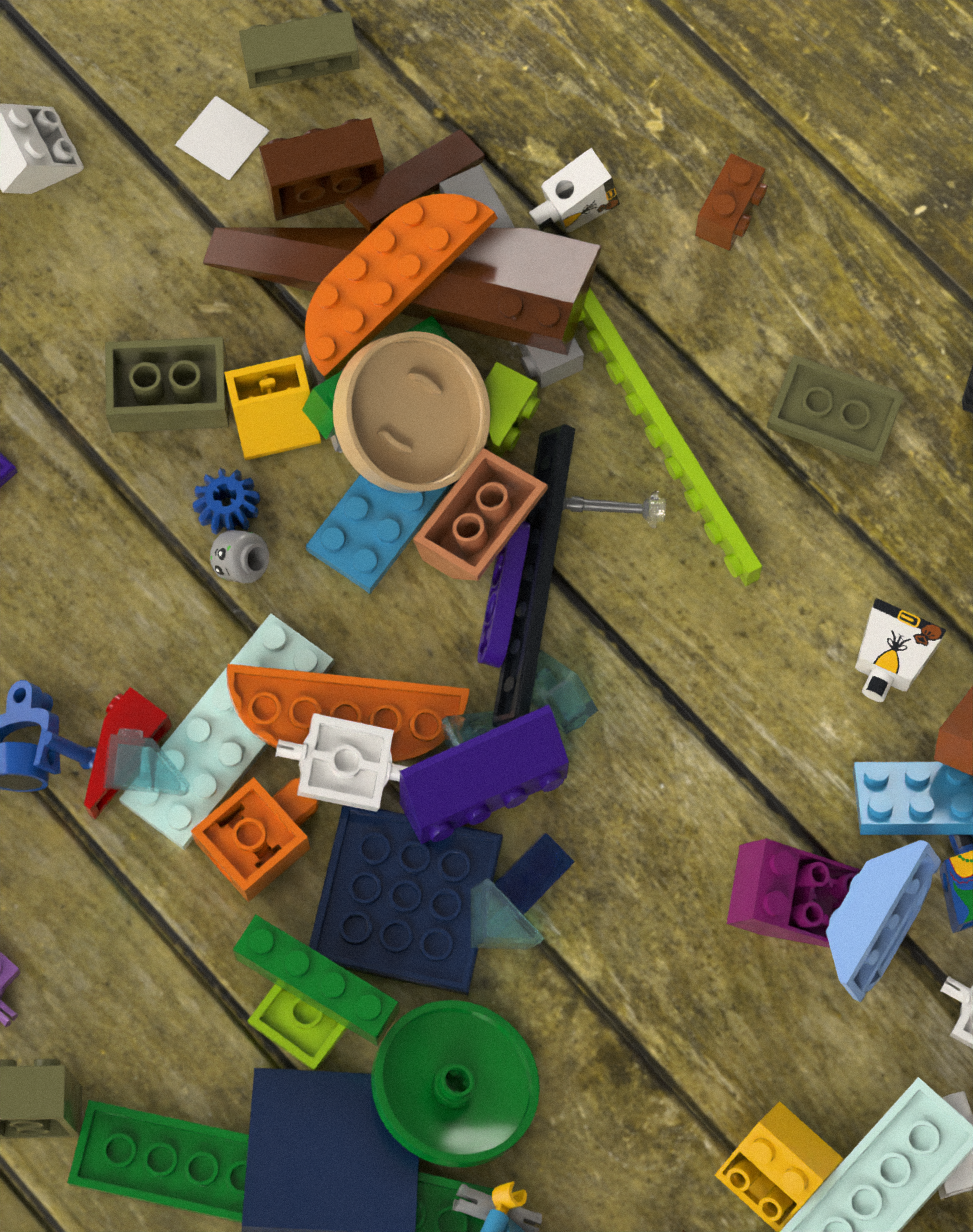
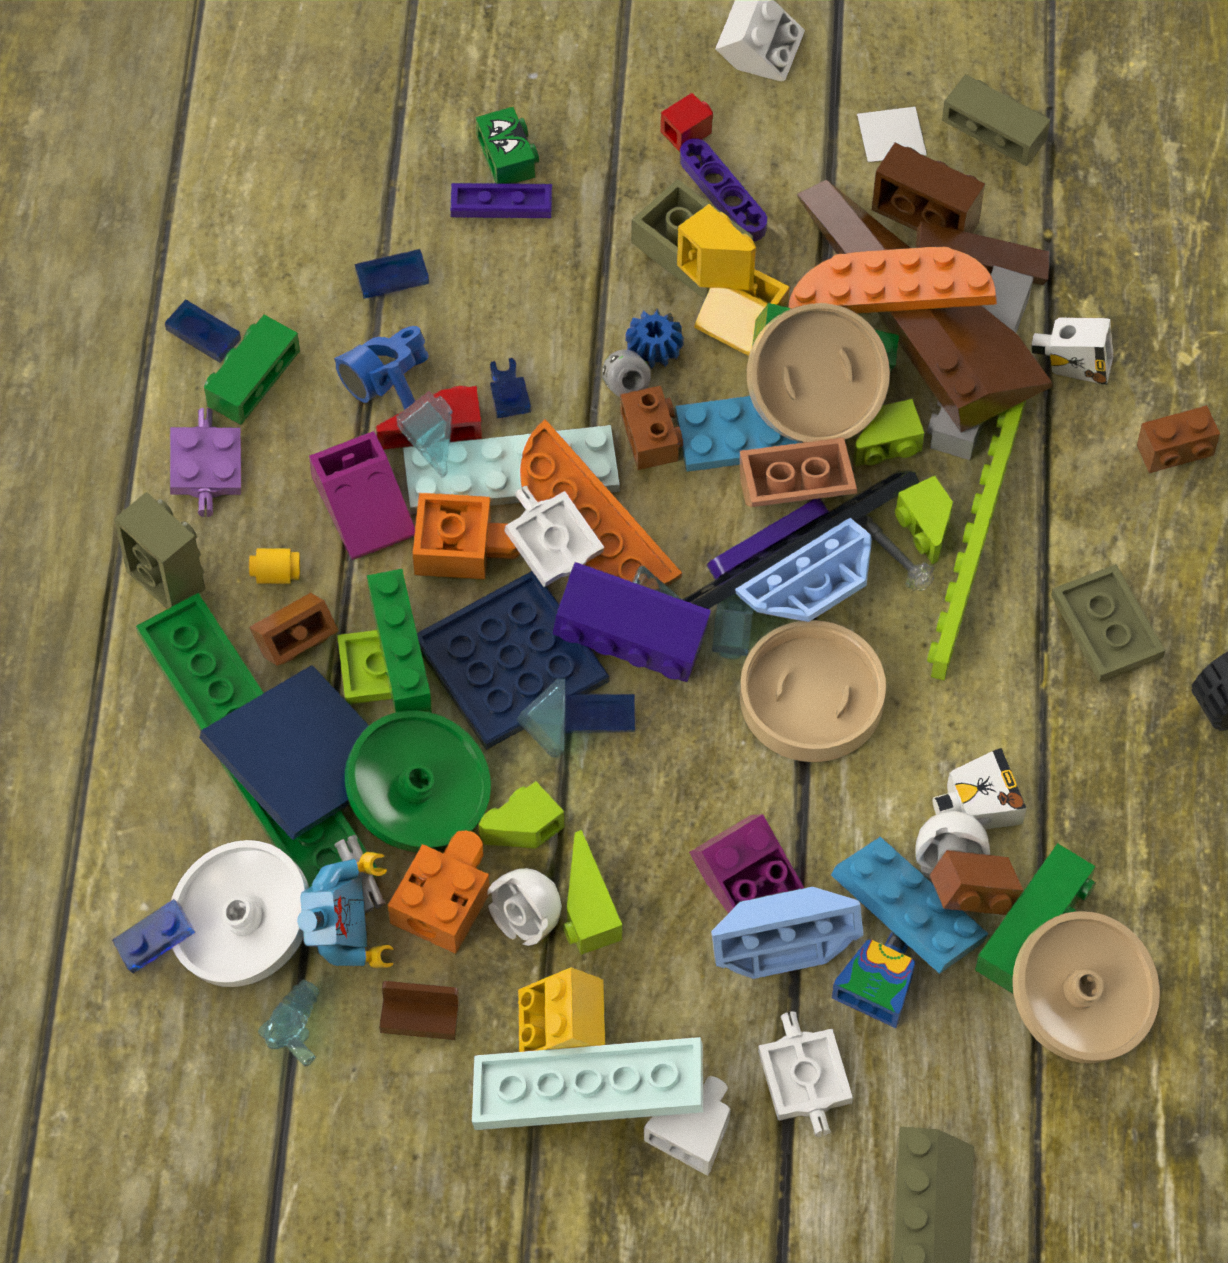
camera: 45 degrees right, 10 degrees down
(46, 280) = (686, 121): none -> red brick
(126, 1010) = (274, 565): none -> yellow brick
(135, 877) = (361, 495): none -> magenta slope
(140, 307) = (727, 187): none -> dark purple beam
(152, 665) = (508, 392): none -> clear blue plate
(208, 1052) = (294, 629): none -> dark orange brick
(222, 381) = (715, 251): none -> yellow slope
(307, 584) = (650, 427): none -> dark orange brick
(573, 1027) = (524, 820): none -> lime slope
(578, 1154) = (436, 890): none -> orange brick
(586, 592) = (813, 575): none -> light blue wedge
(608, 451) = (926, 513): none -> lime slope
(654, 1099) = (525, 905): none -> white cylinder
(678, 690) = (812, 691): none -> tan piece
(699, 1049) = (590, 910): none -> lime slope
(917, 713) = (949, 832): none -> white cylinder

